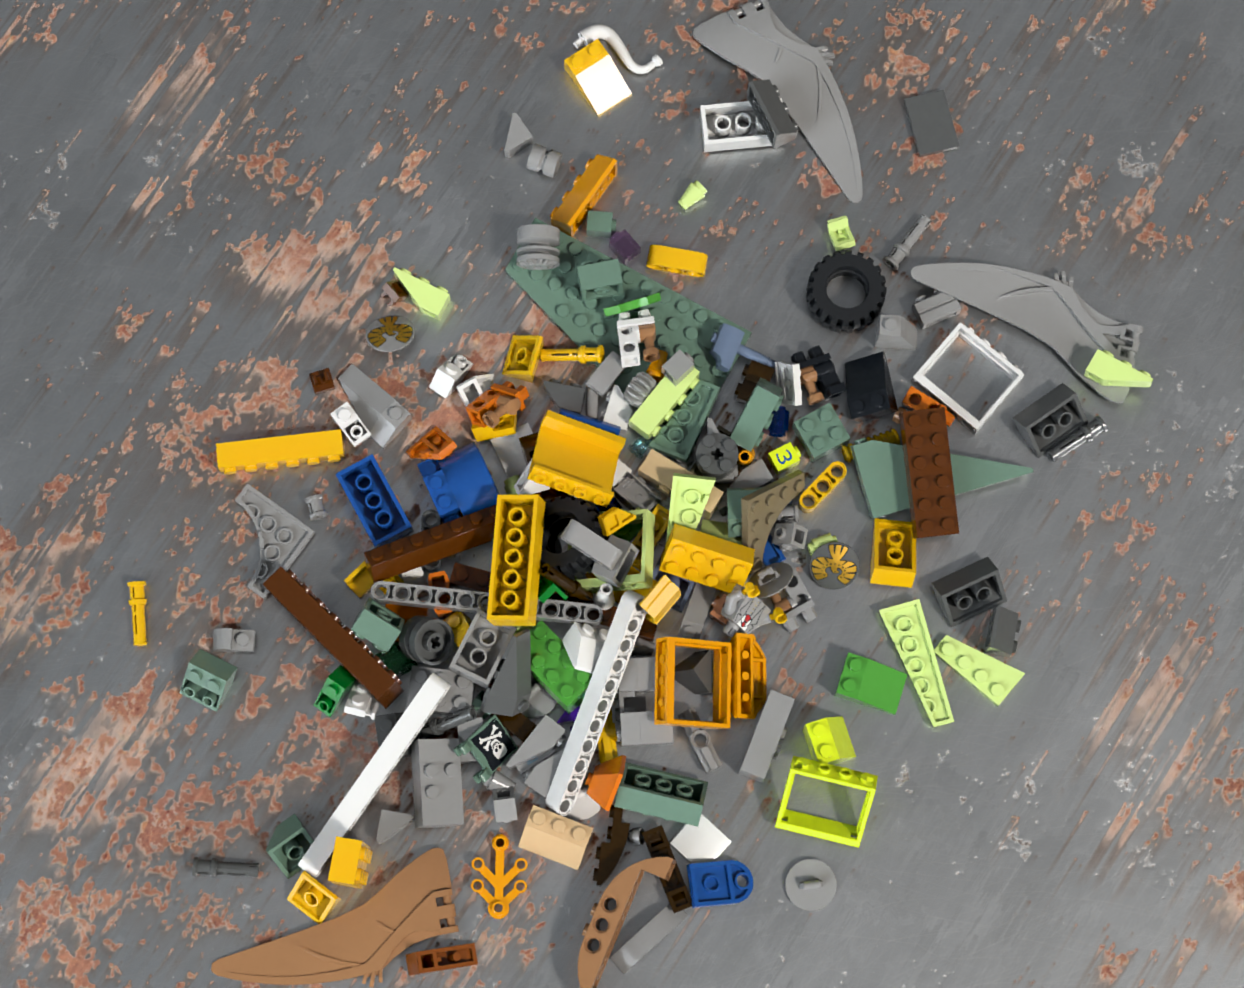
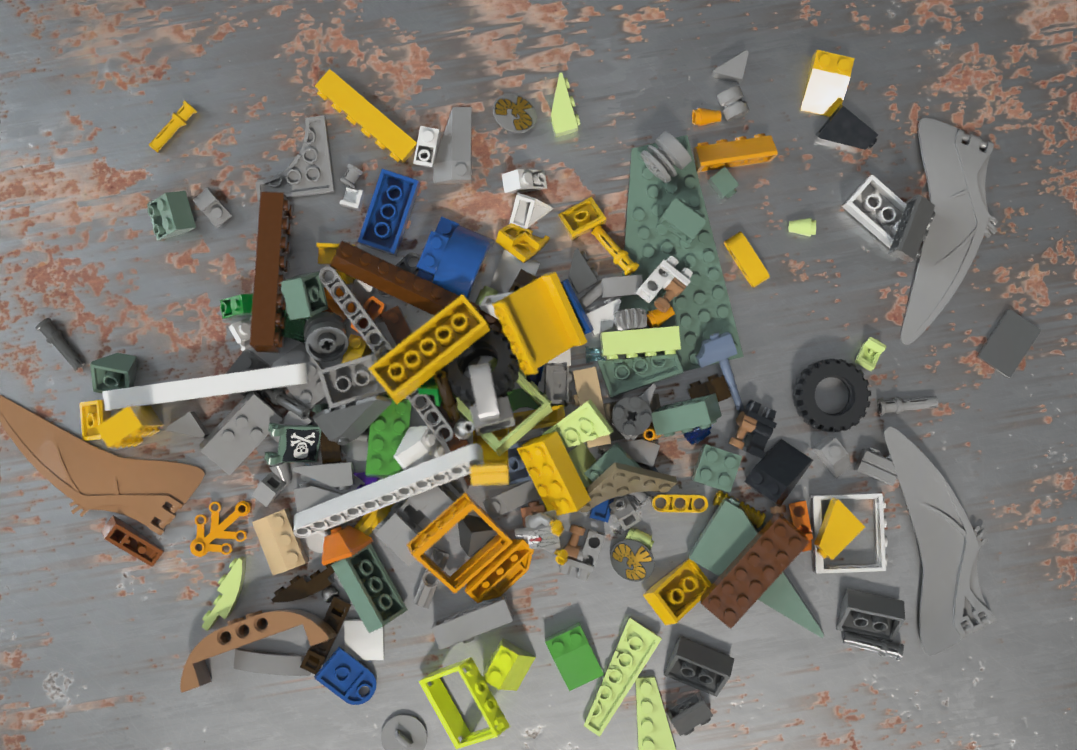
camera: 45 degrees right, 10 degrees up
(322, 381) = (440, 98): reddish brown tile -> none
(335, 522) = (353, 199): none -> white panel
(394, 291) = (546, 88): reddish brown tile -> none
(433, 445) = (463, 215): orange wing -> none
(495, 403) = (532, 231): orange hips -> none
(534, 191) = (705, 116): none -> light orange cone
(555, 911) = (231, 588): none -> yellowish green slope
(606, 33) = (863, 57): white animal -> none
(614, 520) = (519, 389): yellow tile -> none
(624, 246) = (723, 214): clear purple brick -> none
(632, 304) = (686, 258): bright green tile -> none
(647, 93) = (847, 129): none -> black slope
(678, 367) = (669, 332): light grey brick -> none
(772, 579) = (581, 528): light grey shield -> none
(784, 458) = (676, 459): neon yellow brick -> none
(788, 379) = (732, 413): white plate -> none
(956, 381) = (836, 530): none -> yellow slope
(1111, 372) = (942, 627): yellowish green slope -> none

